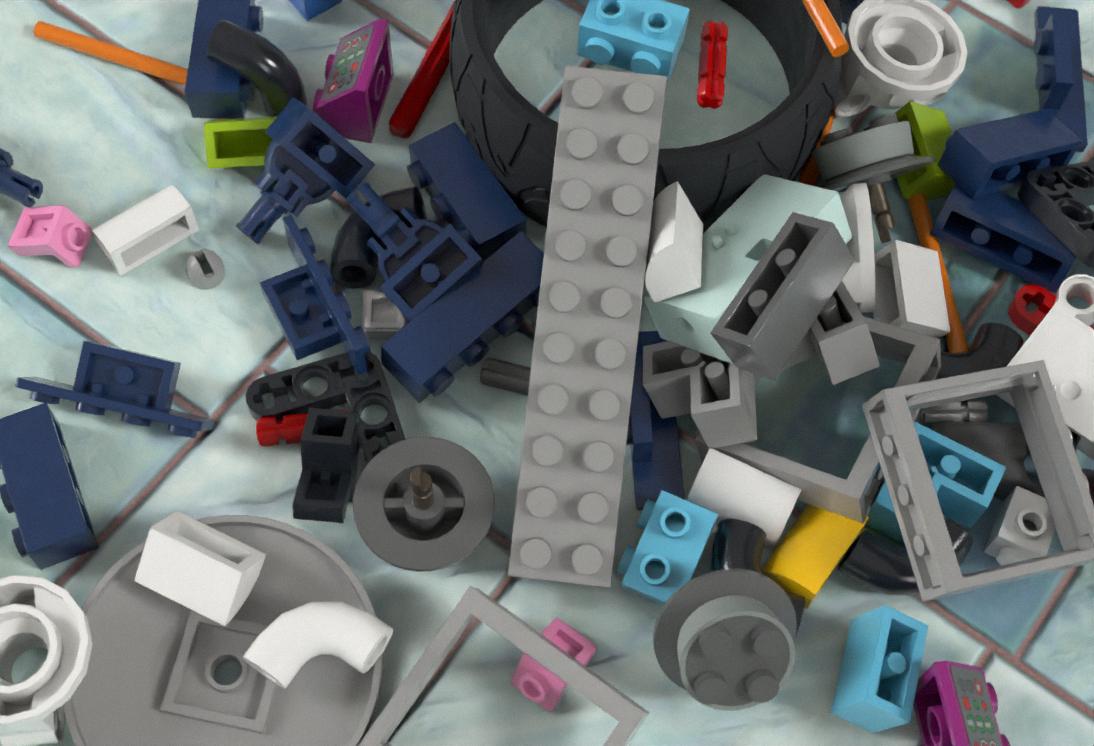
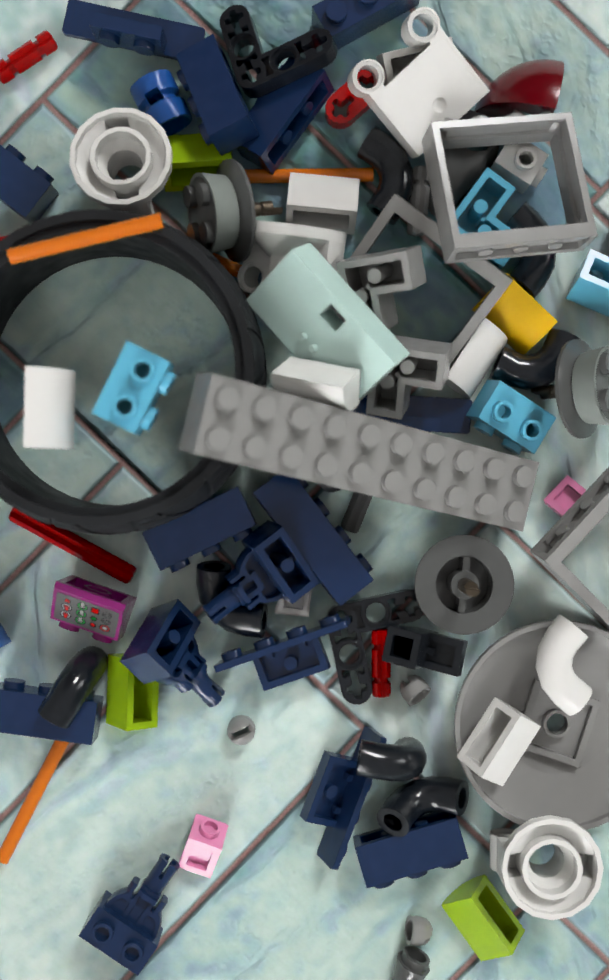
camera: 80 degrees left, 25 degrees up
(112, 488) = (419, 798): none -> black cylinder
(146, 229) = (203, 776): white brick -> none
(169, 437) = (391, 761): none -> black cylinder
(267, 473) = (415, 690): none -> light grey hinge
(712, 65) = (166, 328): red axle -> none
(783, 295) = (378, 309): dark grey brick -> none
(985, 99) = (158, 96): none -> blue wheel

